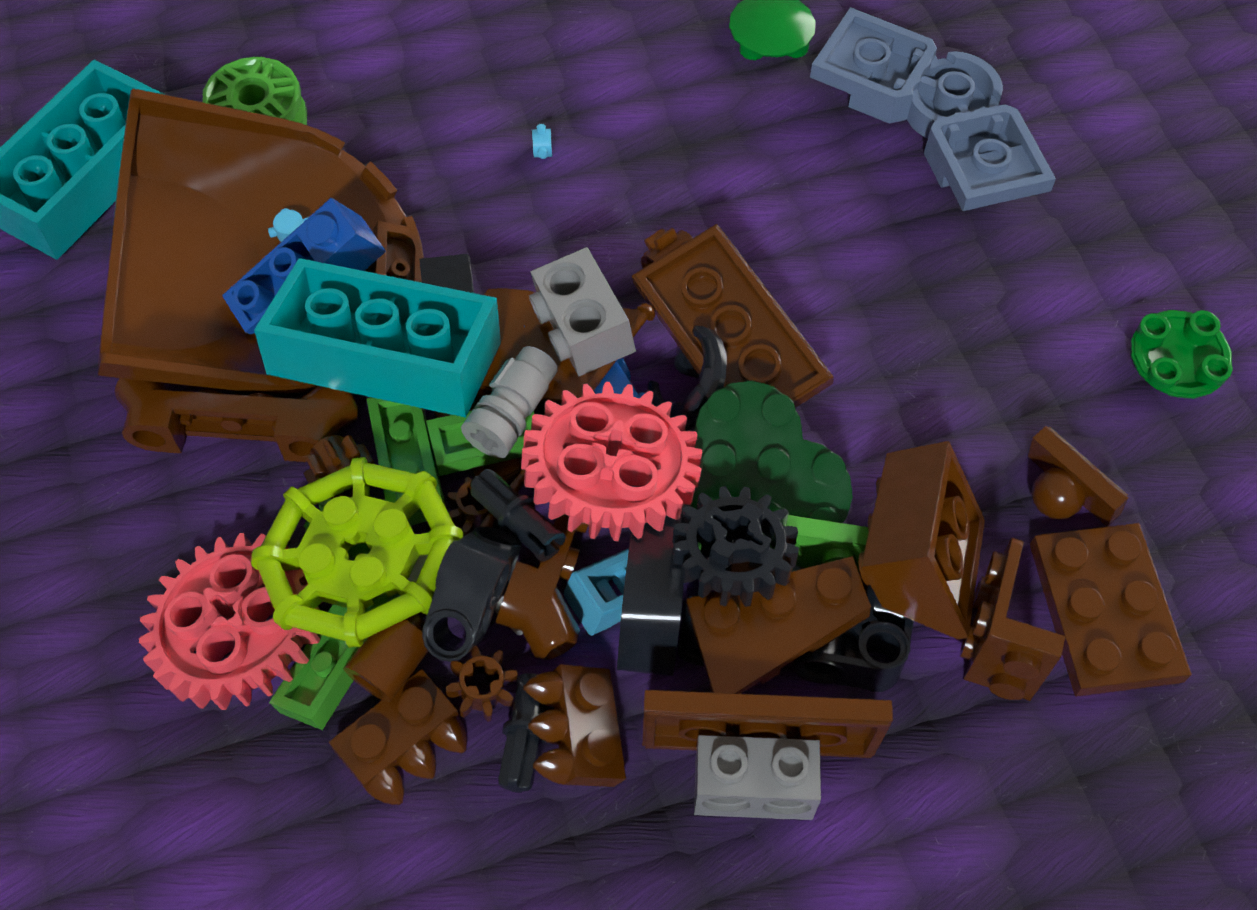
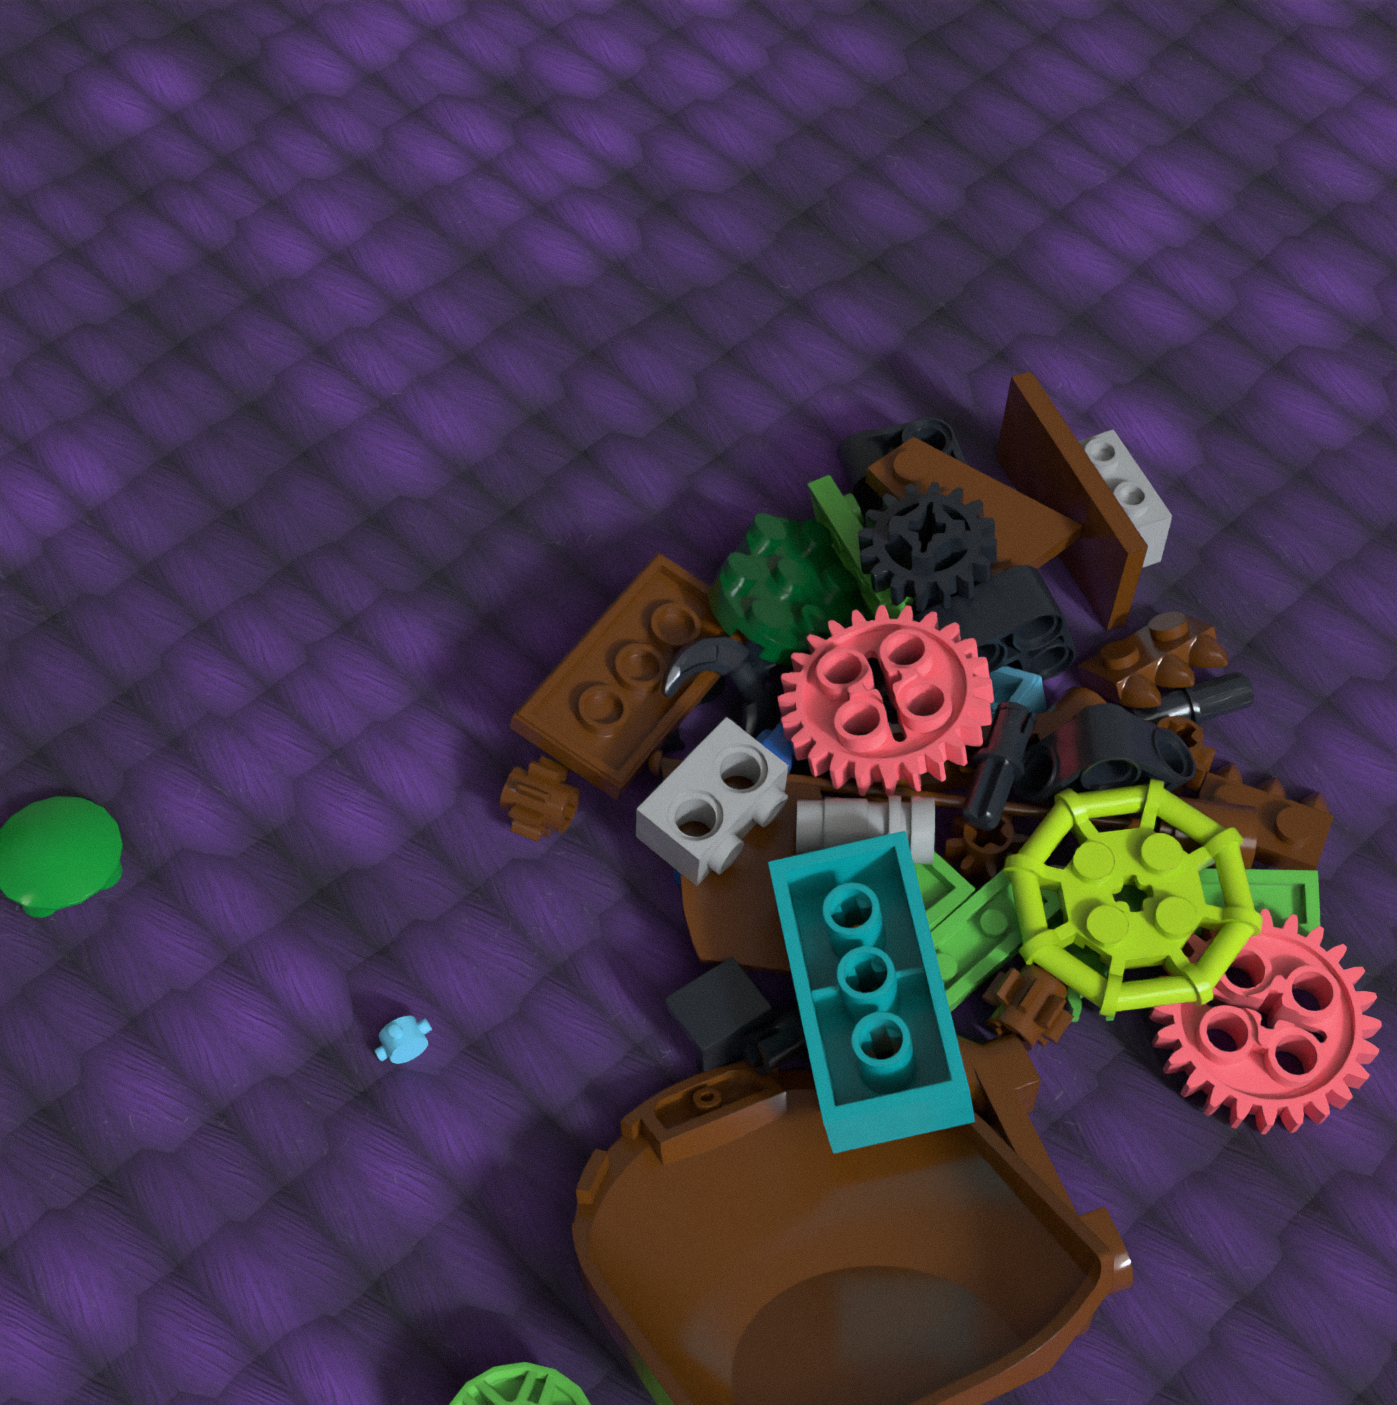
camera: 115 degrees left, 5 degrees down
(285, 223) = (723, 1256): medium azure piece -> none
(328, 236) = (787, 1185): blue slope -> none
(925, 539) = (797, 435): reddish brown slope -> none
(951, 101) = (134, 607): sand blue plate -> none
(1004, 652) = (845, 364): reddish brown bracket -> none
(1071, 481) = (643, 367): reddish brown tile -> none
(1109, 609) = (757, 320): reddish brown plate -> none
(1182, 353) = (423, 322): green dish -> none

